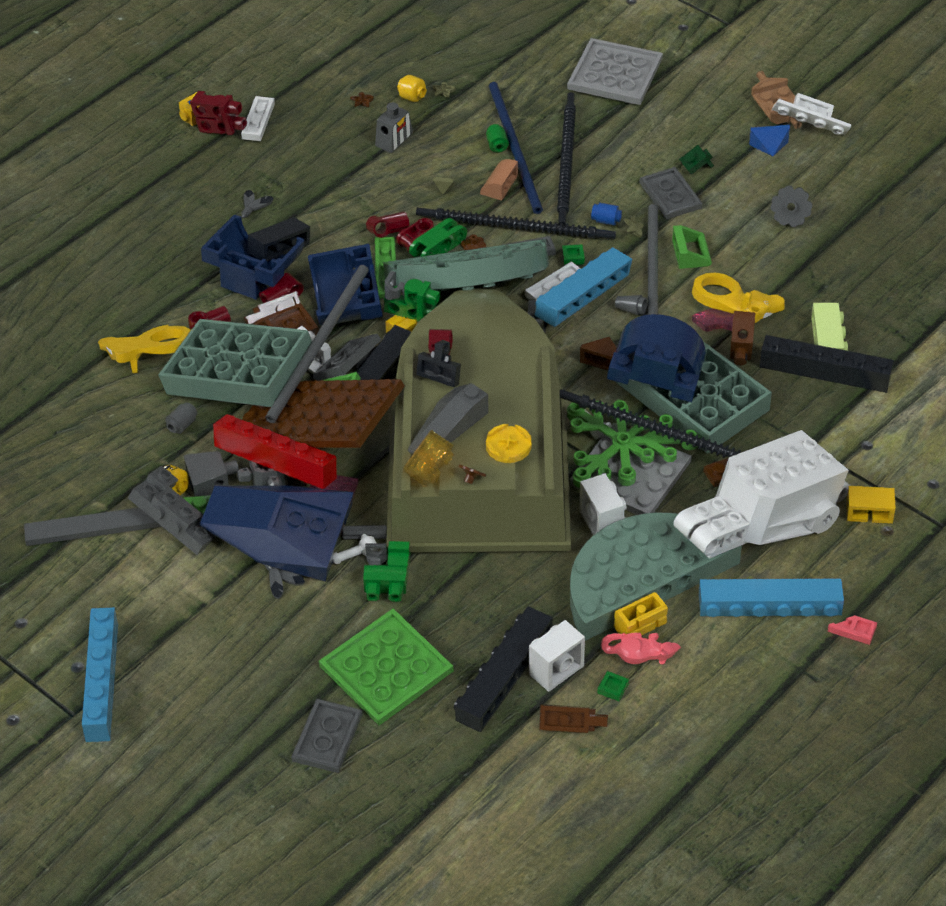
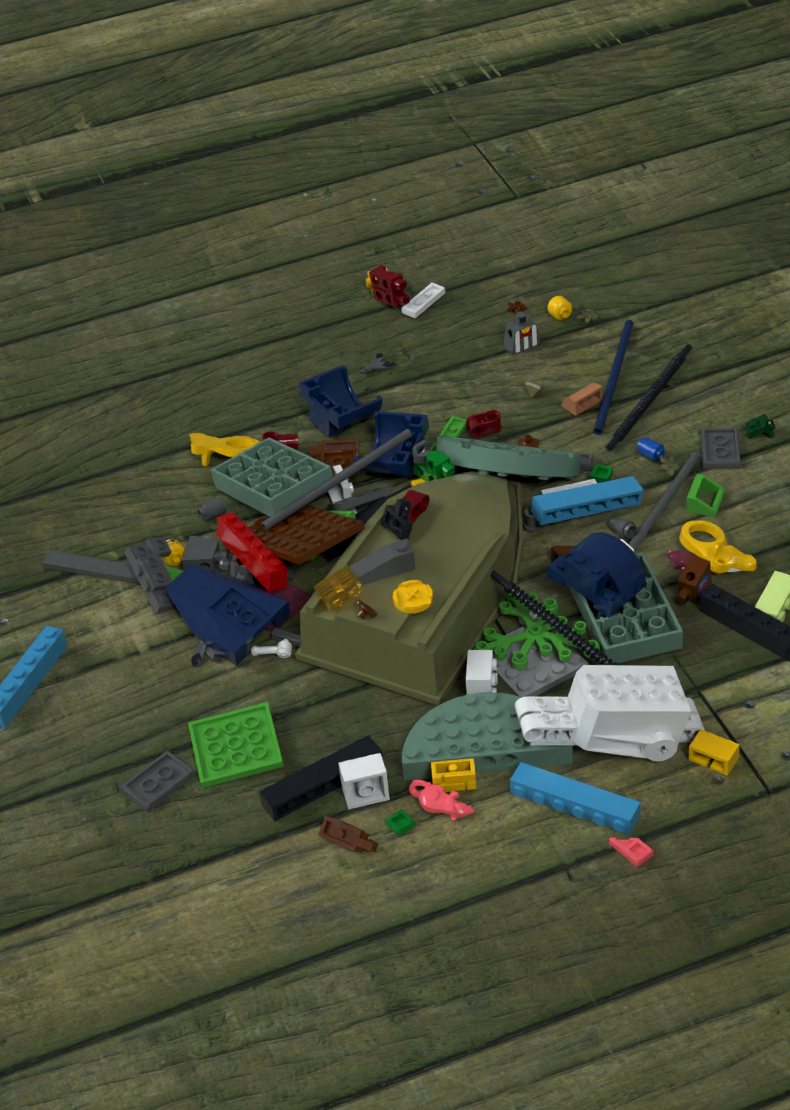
camera: 30 degrees right, 5 degrees down
(277, 239) = (361, 393): black brick -> none
(285, 286) = (357, 430): dark red piece -> none
(386, 578) = (284, 673): green hips -> none
(389, 224) = (470, 407): dark red piece -> none
(439, 239) = (500, 430): green piece -> none
(497, 138) = (601, 365): green brick -> none
(591, 232) = (629, 461): black hose -> none
(615, 71) = (739, 337): light grey plate -> none

